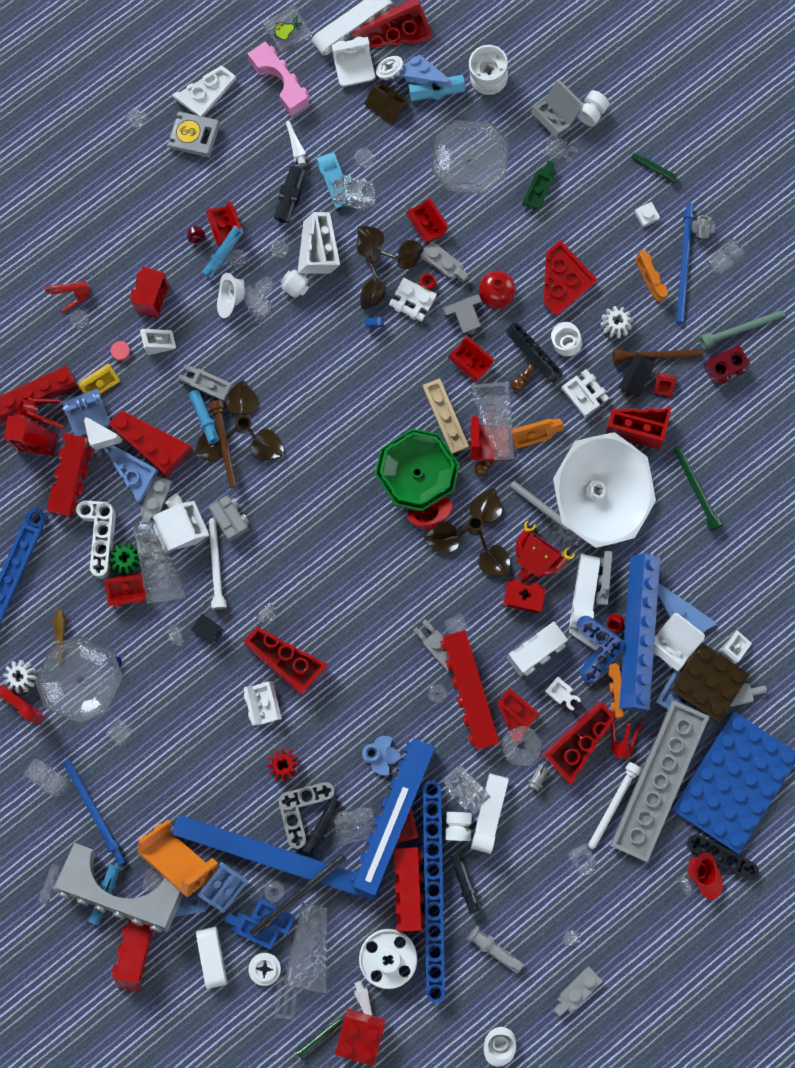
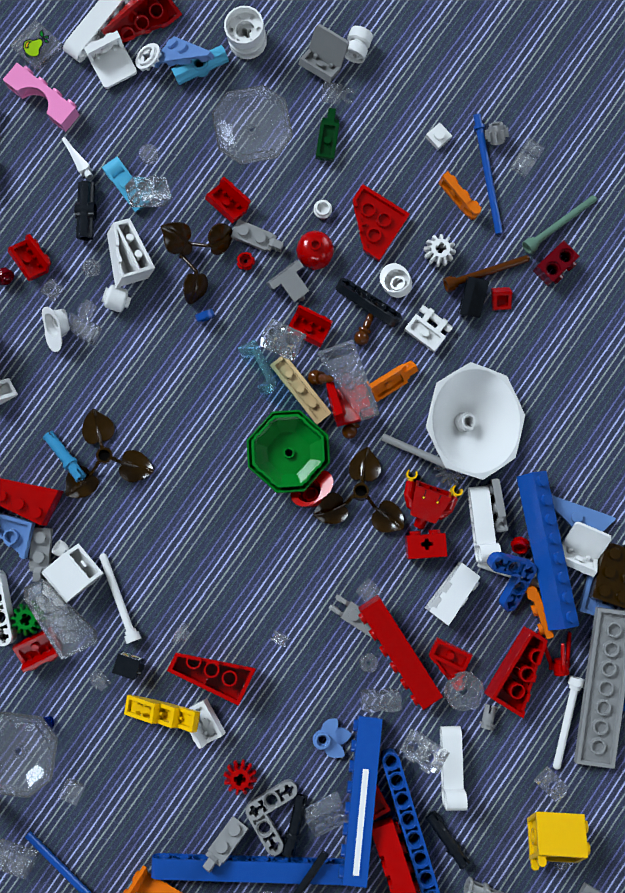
camera: 25 degrees left, 5 degrees up
(206, 383) = (58, 421): light grey hinge -> none
(217, 408) = (75, 444): reddish brown piece -> none
(218, 258) = (33, 293): dark azure pin -> none
(226, 681) = (161, 712): none -> yellow slope
(228, 517) = (117, 549): light grey brick -> none
(251, 822) = (225, 844): none -> light grey hinge
(358, 645) = (279, 638): none -> clear bush
(386, 102) = (154, 93): dark brown panel -> none
(409, 365) = (252, 349): none -> clear light blue panel
(415, 295) = (237, 277): white plate -> none
(432, 728) = (386, 700): none -> clear brick
(441, 364) = (282, 339): none -> clear brick
(458, 826) = (427, 791): white wheel -> none
(466, 410) = (318, 377): none -> reddish brown bar
(515, 253) = (322, 209): none -> white plate
(560, 691) = (487, 627): white plate -> none
(571, 907) = (557, 838): none -> yellow container
(640, 426) = (490, 347): red wedge -> none
(656, 168) = (434, 87): dark green piece -> none
(713, 520) = (584, 419): dark green piece -> none

